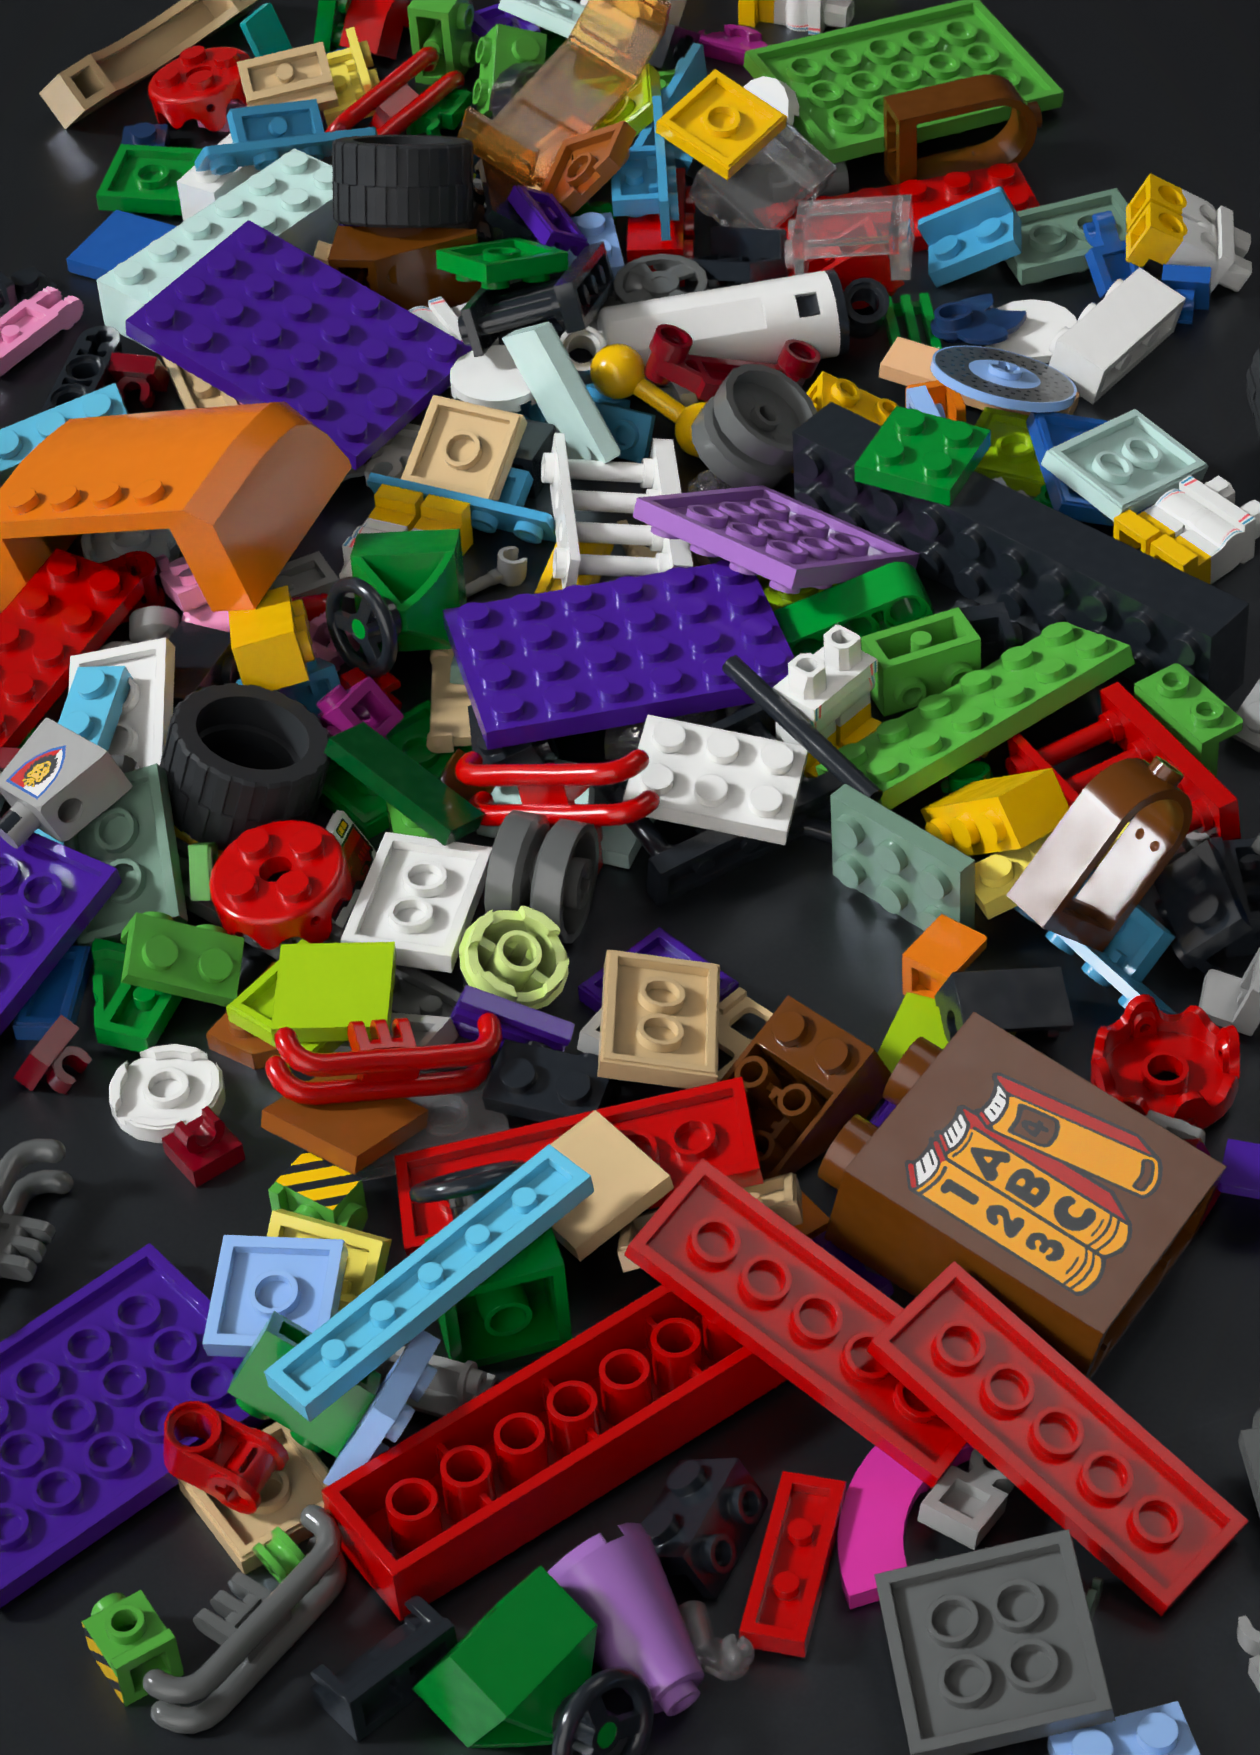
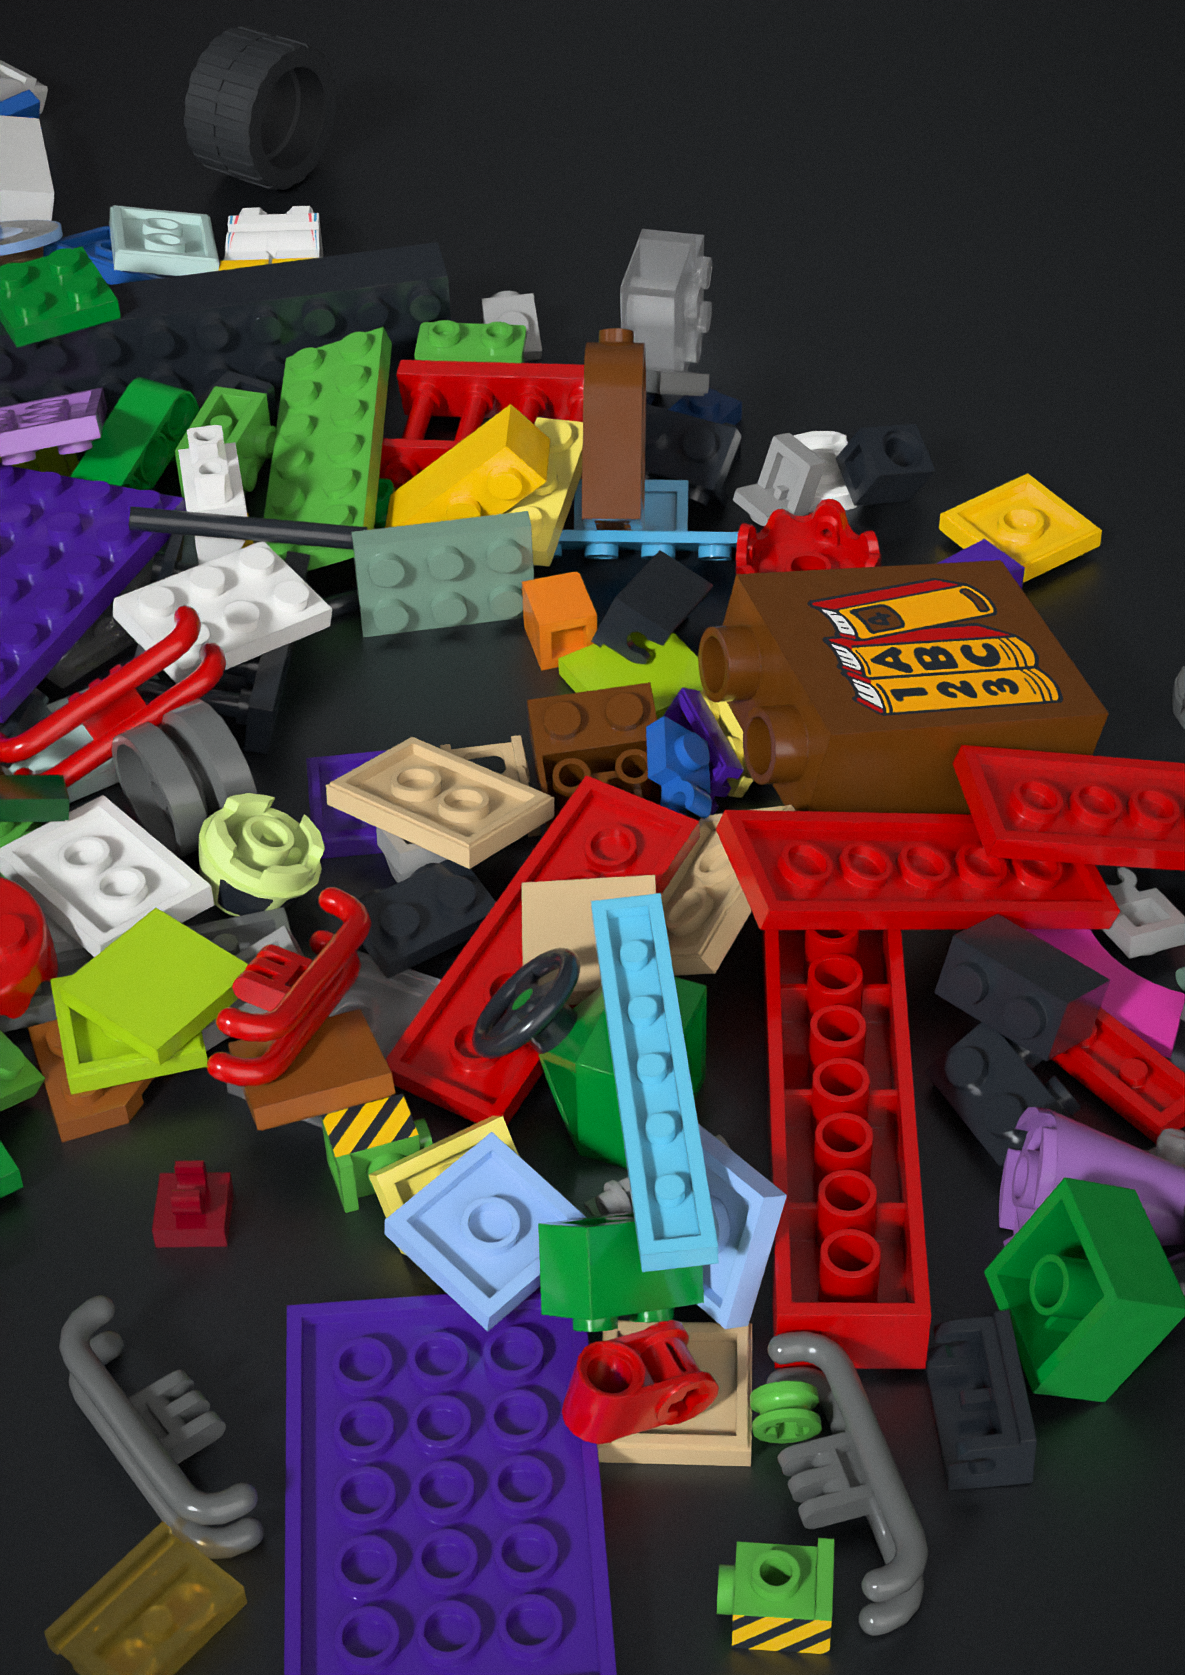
camera: 55 degrees left, 0 degrees up
(163, 1089) = (87, 1201): white tile -> none
(517, 1021) = (298, 897): dark purple tile -> none
(770, 1455) = (1021, 986): none -> black brick
(816, 1125) = (680, 765): none -> blue plate

